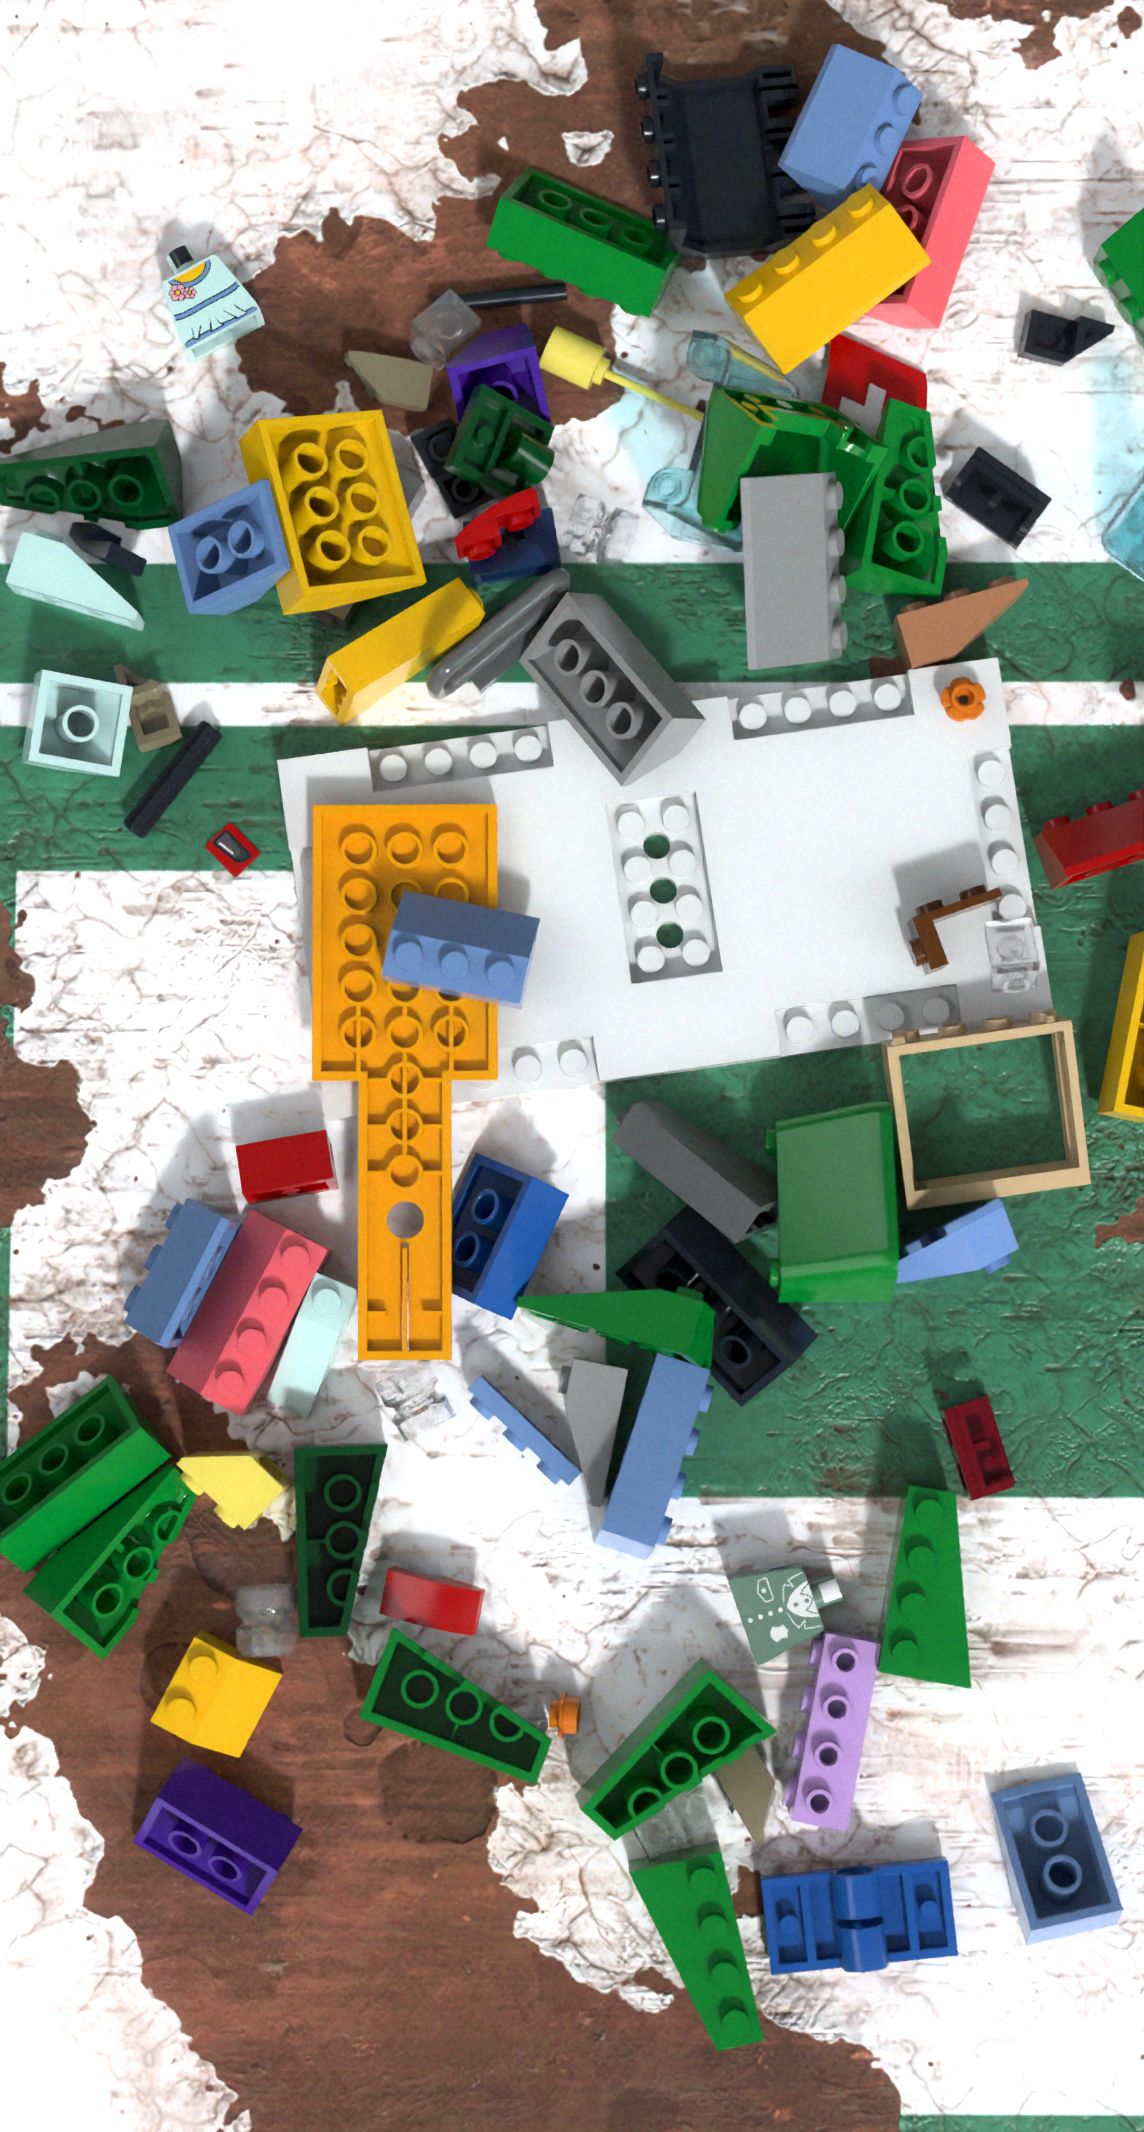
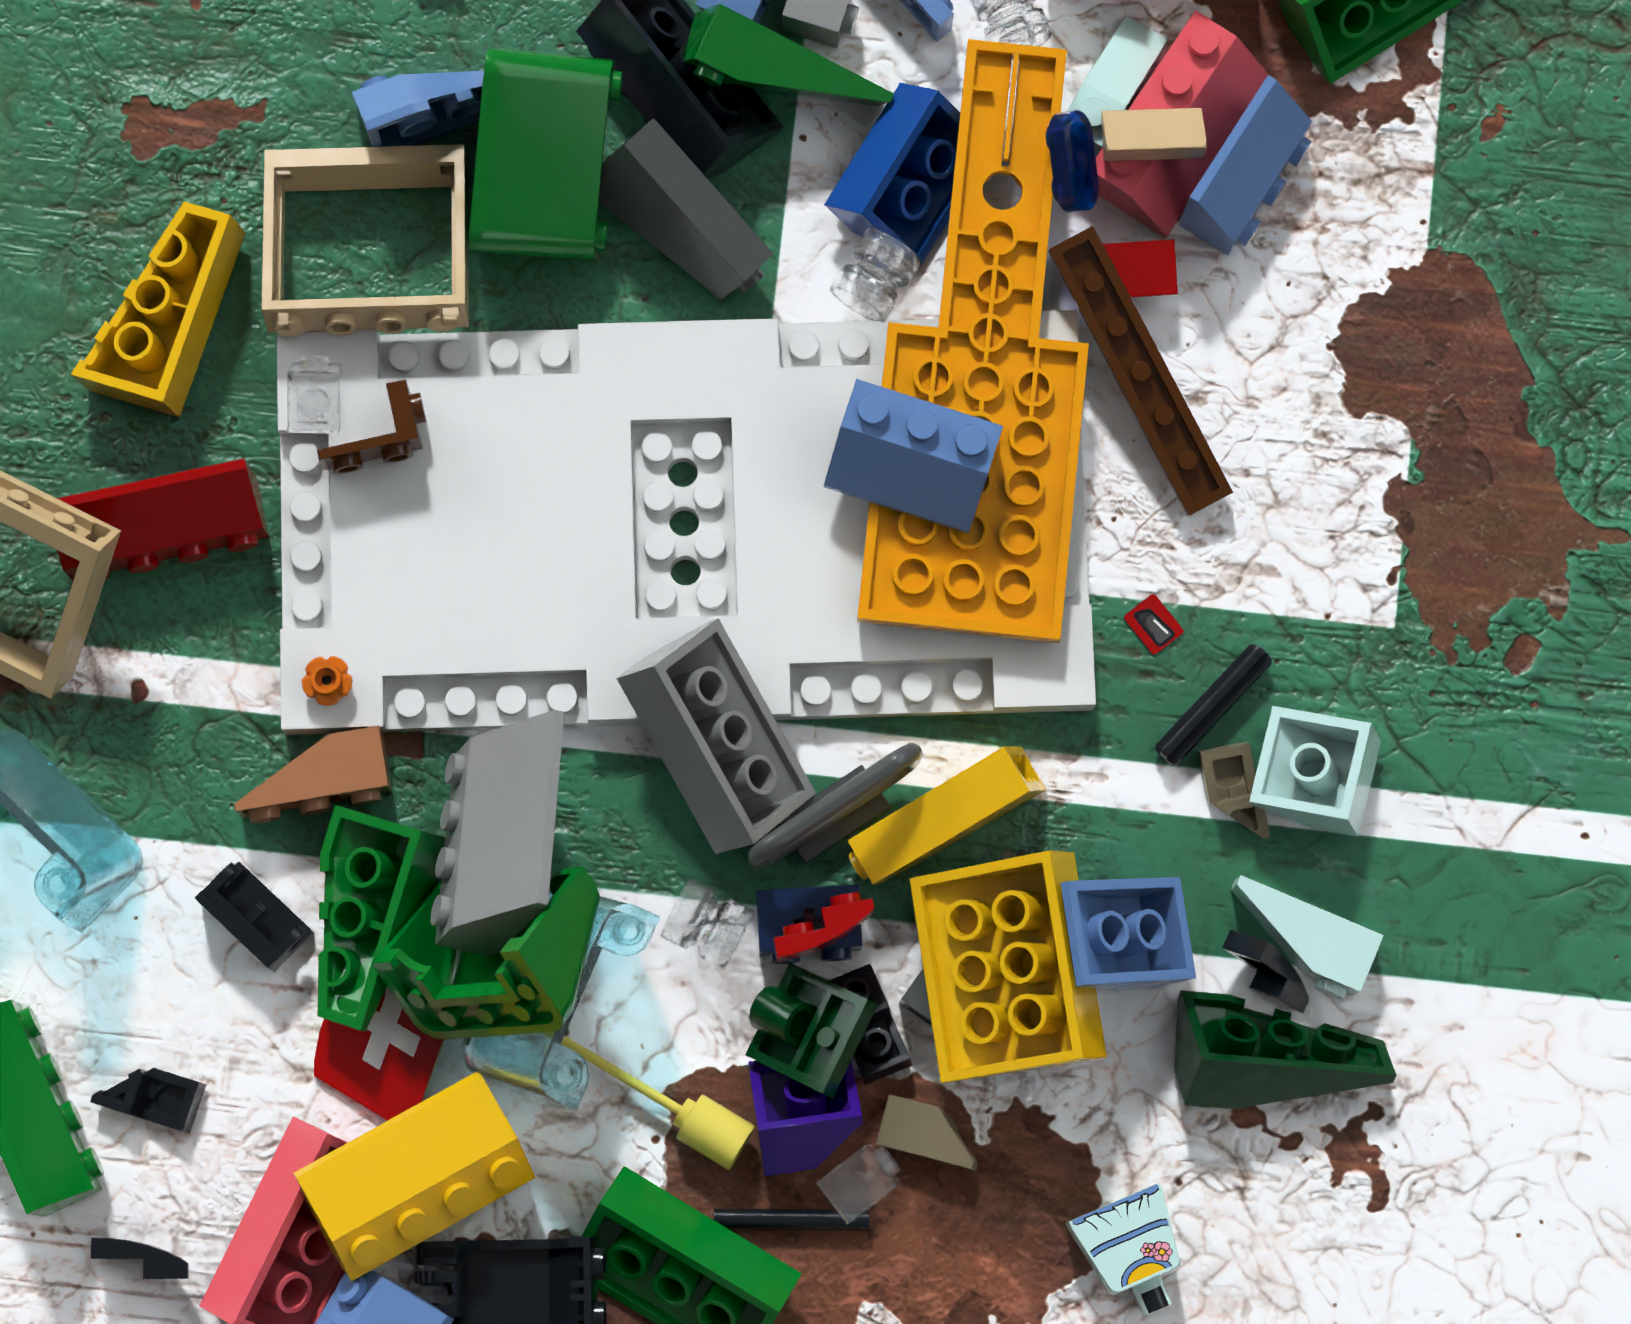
camera: 175 degrees right, 5 degrees down
(264, 1068) = (1140, 371): none -> reddish brown plate
(269, 1284) = (1153, 134): none -> tan slope
(342, 1249) = (1073, 161): none -> clear blue plate
(515, 1133) = (878, 270): none -> clear wheel
(1056, 206) = (156, 1261): none -> black slope

